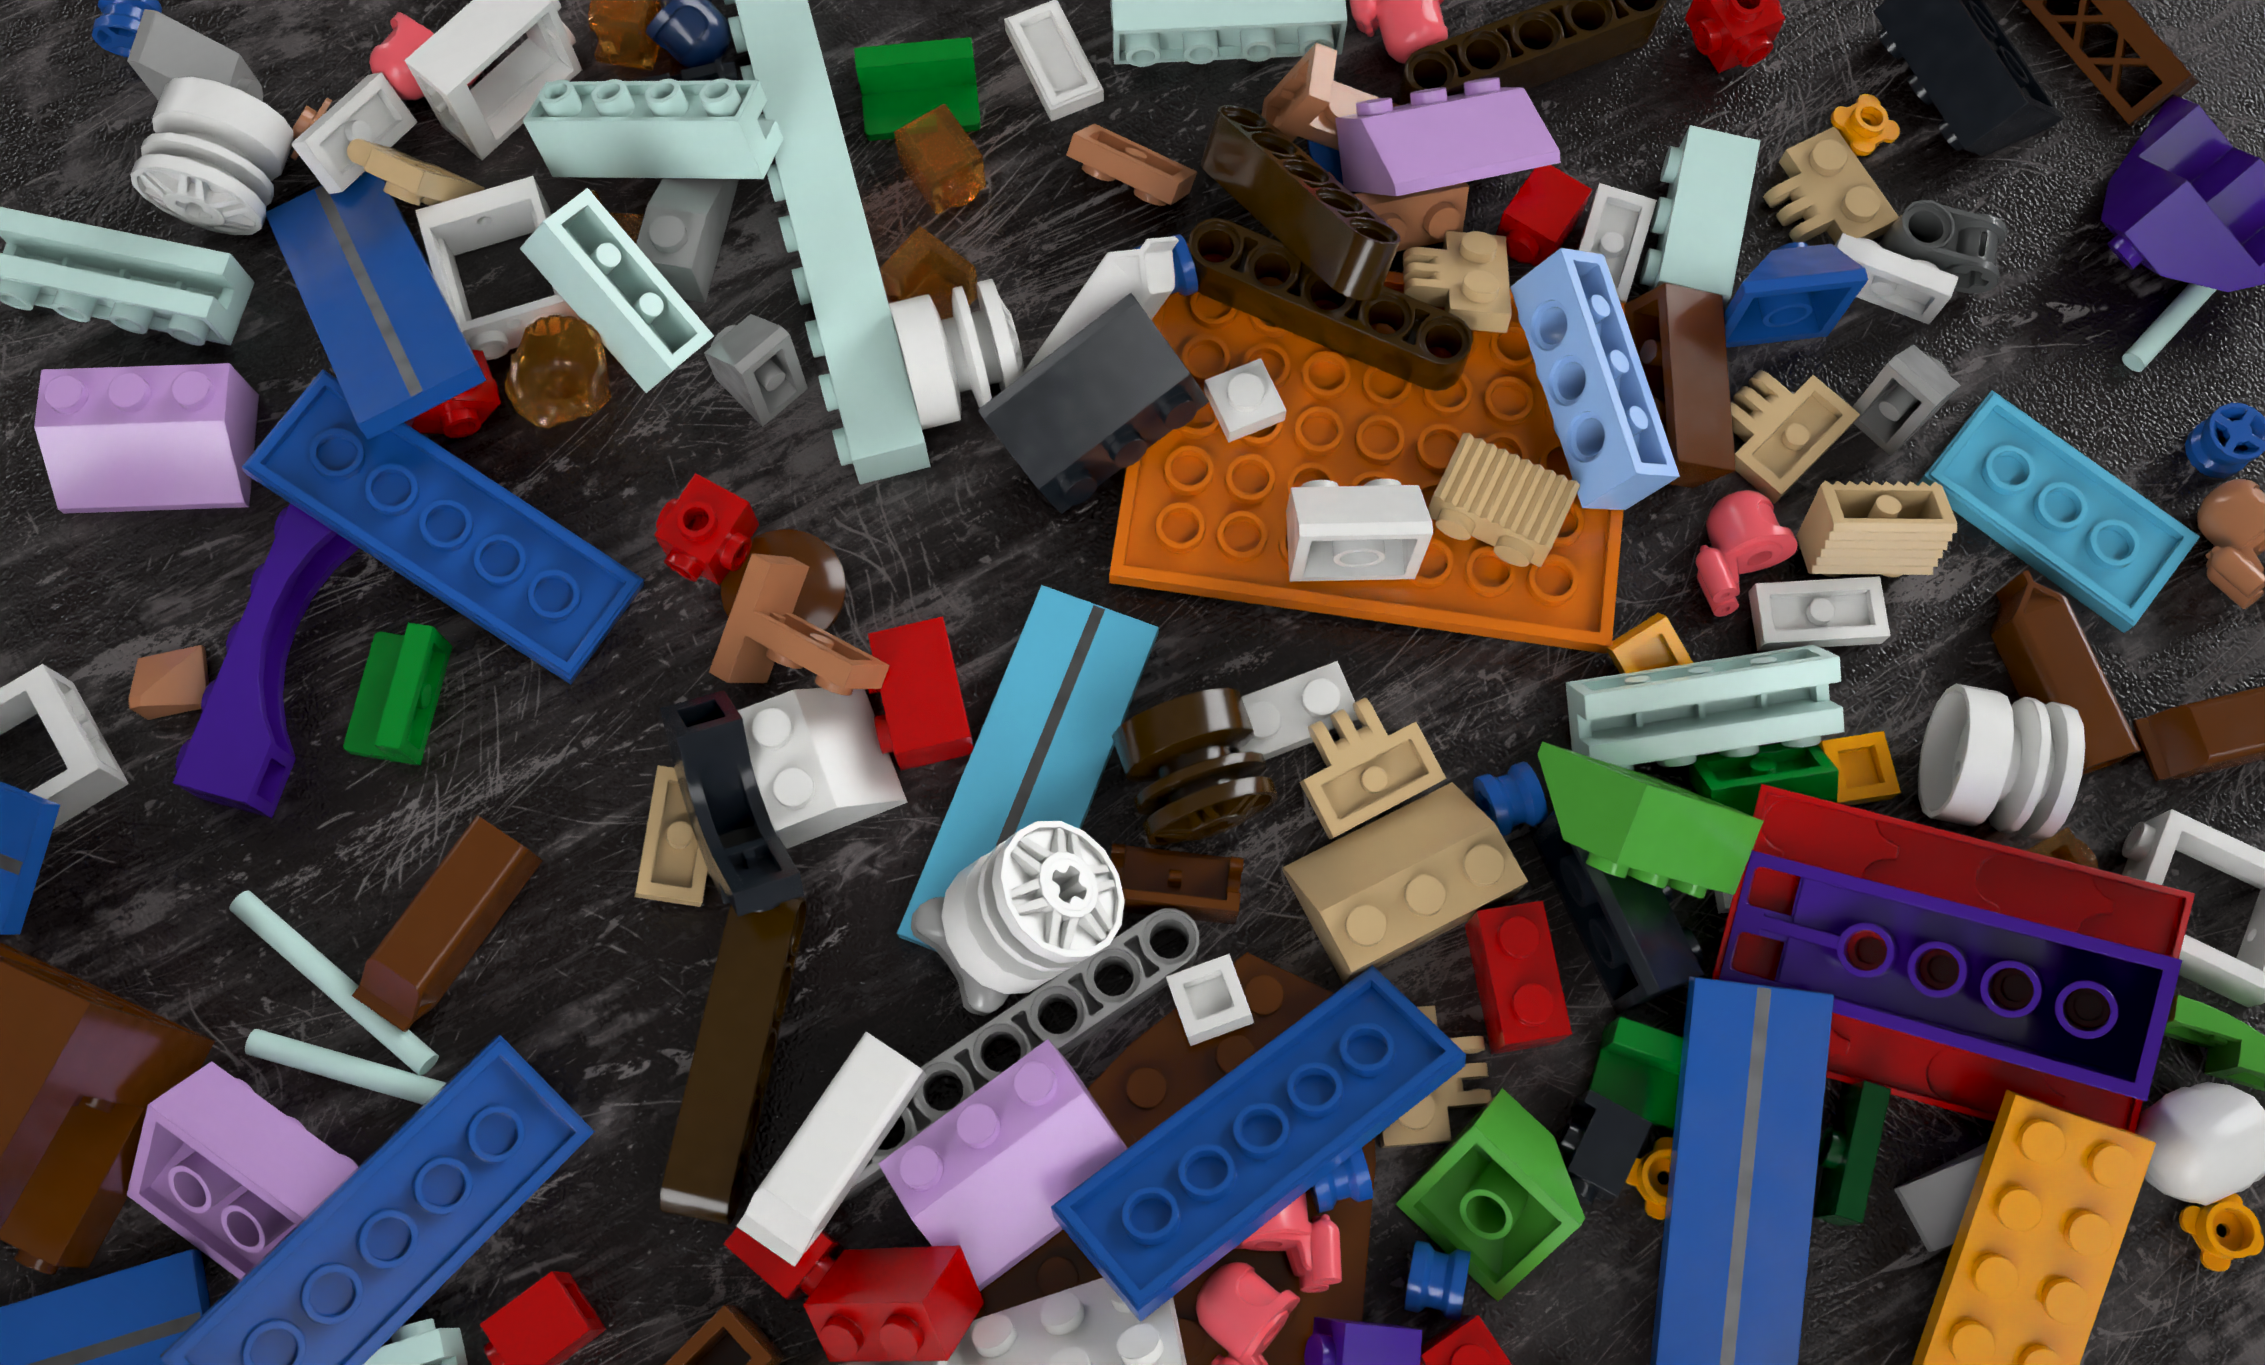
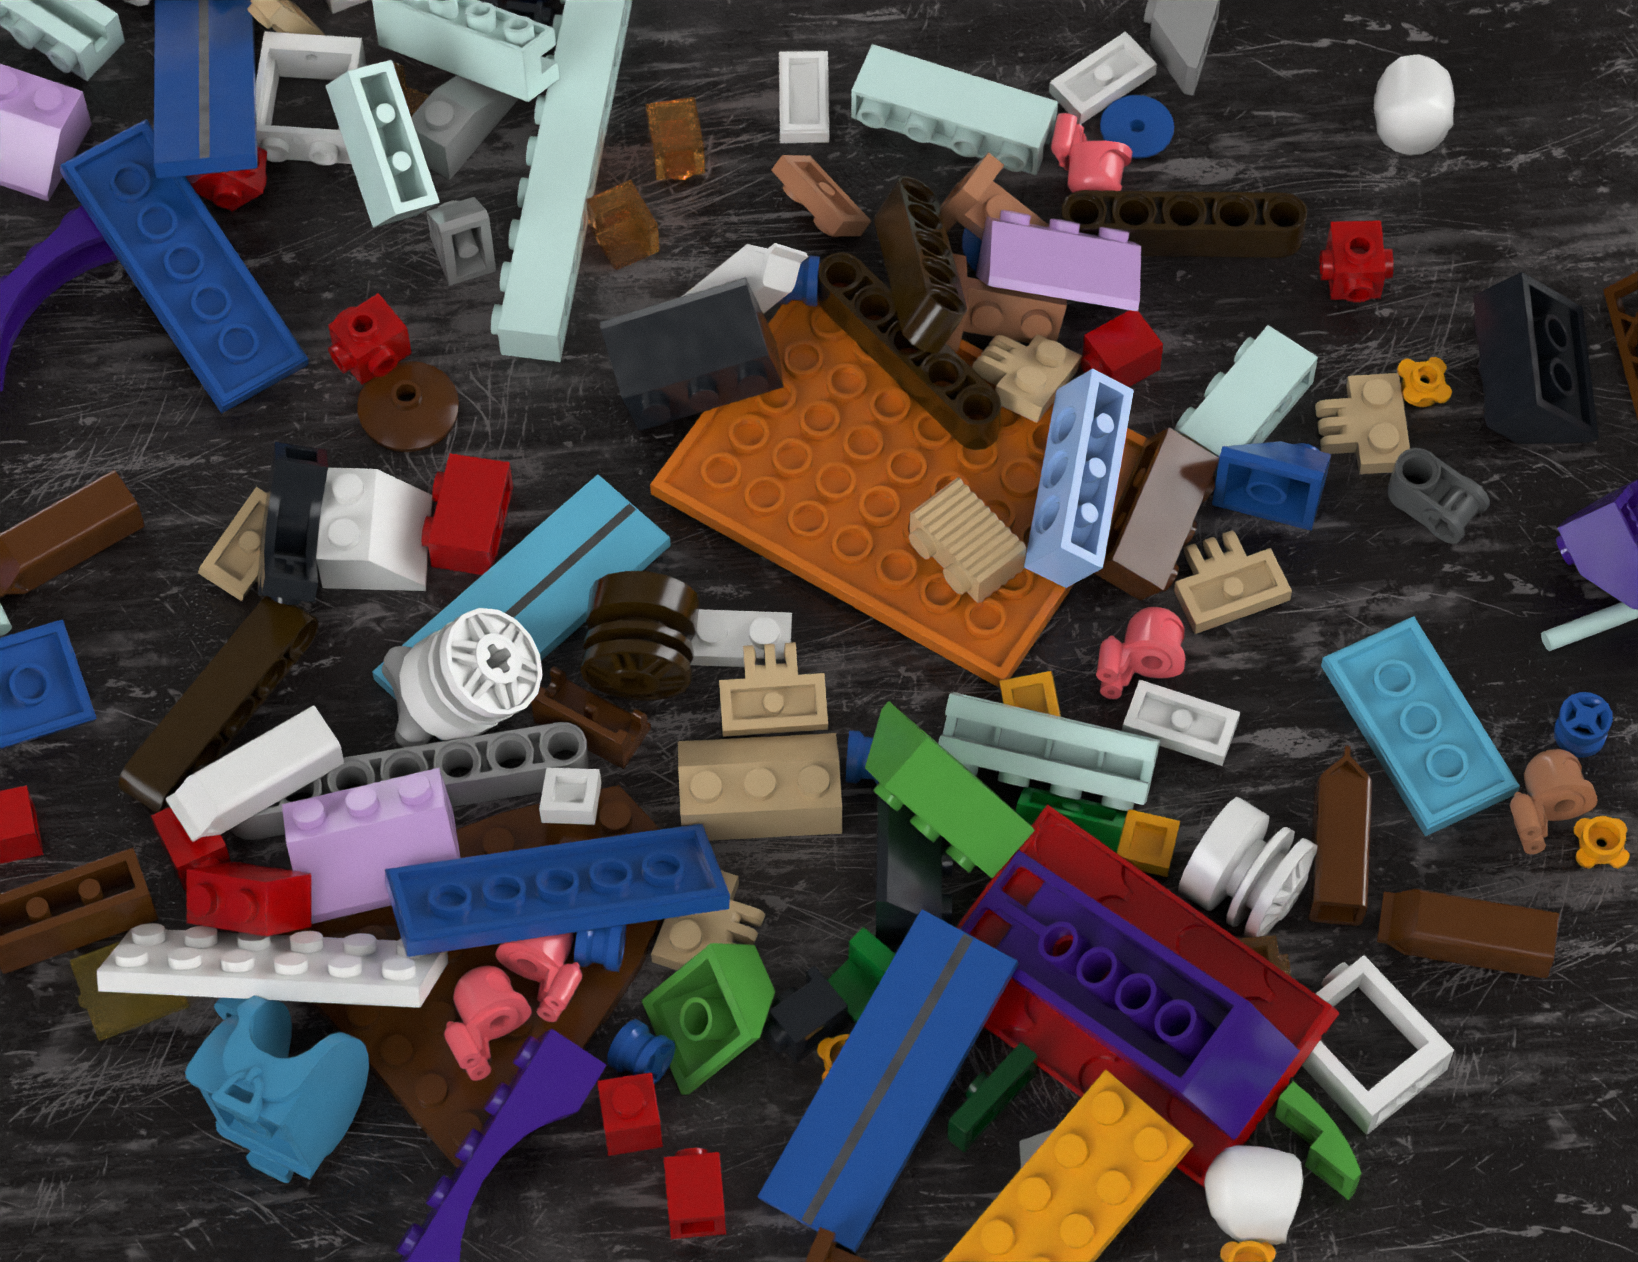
camera: 25 degrees right, 10 degrees down
(398, 695) = (96, 372): green panel -> none
(558, 372) = (314, 186): clear orange hair -> none
(767, 632) = (377, 424): nougat bracket -> none
(913, 79) = (687, 70): green panel -> none
(956, 352) = (607, 281): white wheel -> none
(1244, 400) = (813, 397): white plate -> none
(1356, 531) = (840, 518): white slope -> none
(1517, 977) = (806, 878): red brick -> none
(1618, 230) = (1168, 392): white plate -> none
(1876, 529) = (1251, 674): tan brick -> none
(1899, 282) = (1381, 509): white plate -> none
(1903, 398) = (1332, 588): light grey slope -> none

